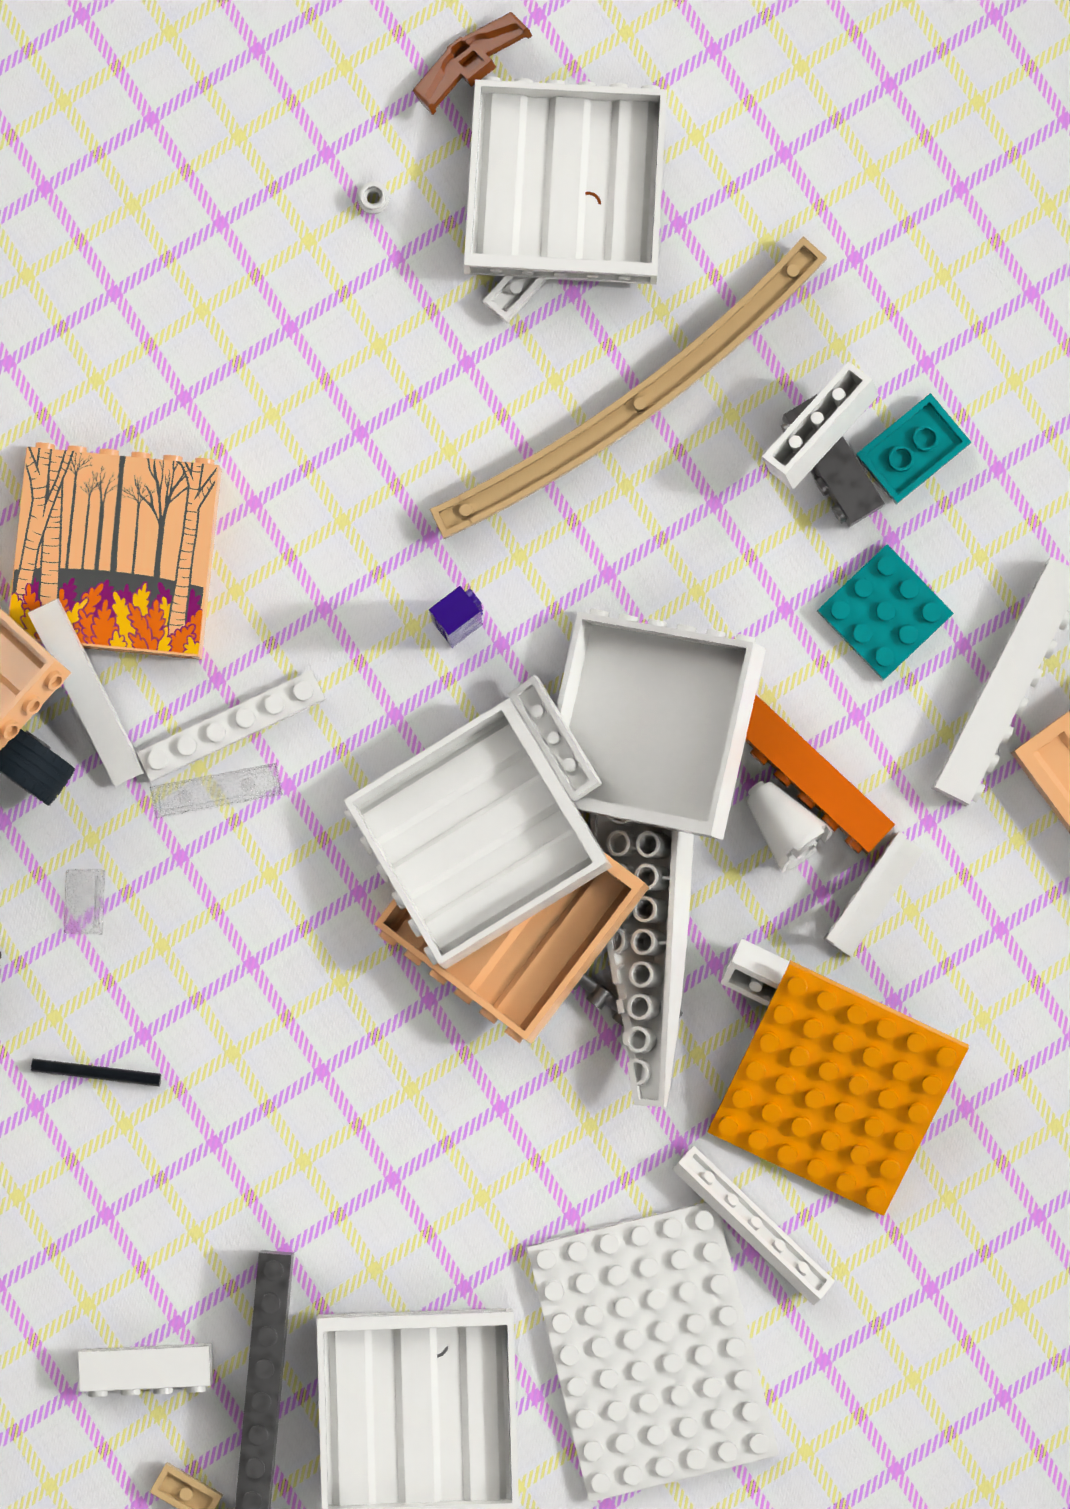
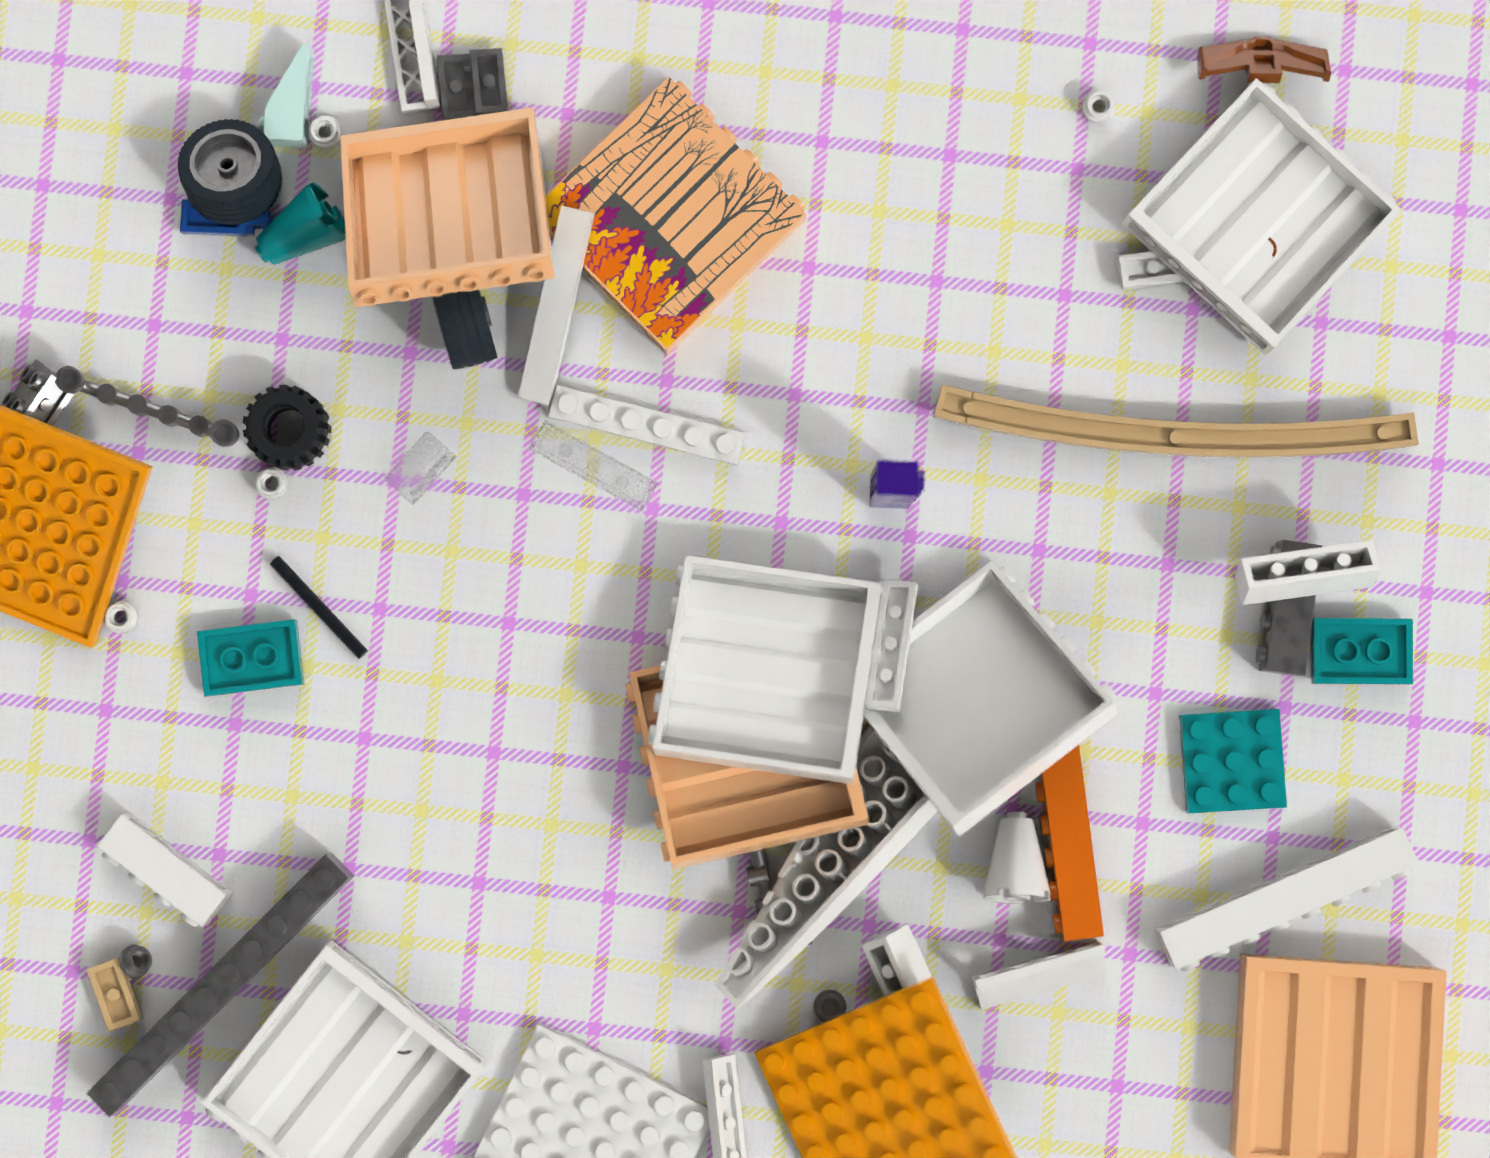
camera: 35 degrees right, 0 degrees up
(76, 1153) = (250, 658): none -> teal plate
(181, 1455) = (142, 960): none -> flat silver plate
(733, 1048) = (829, 1005): none -> flat silver plate

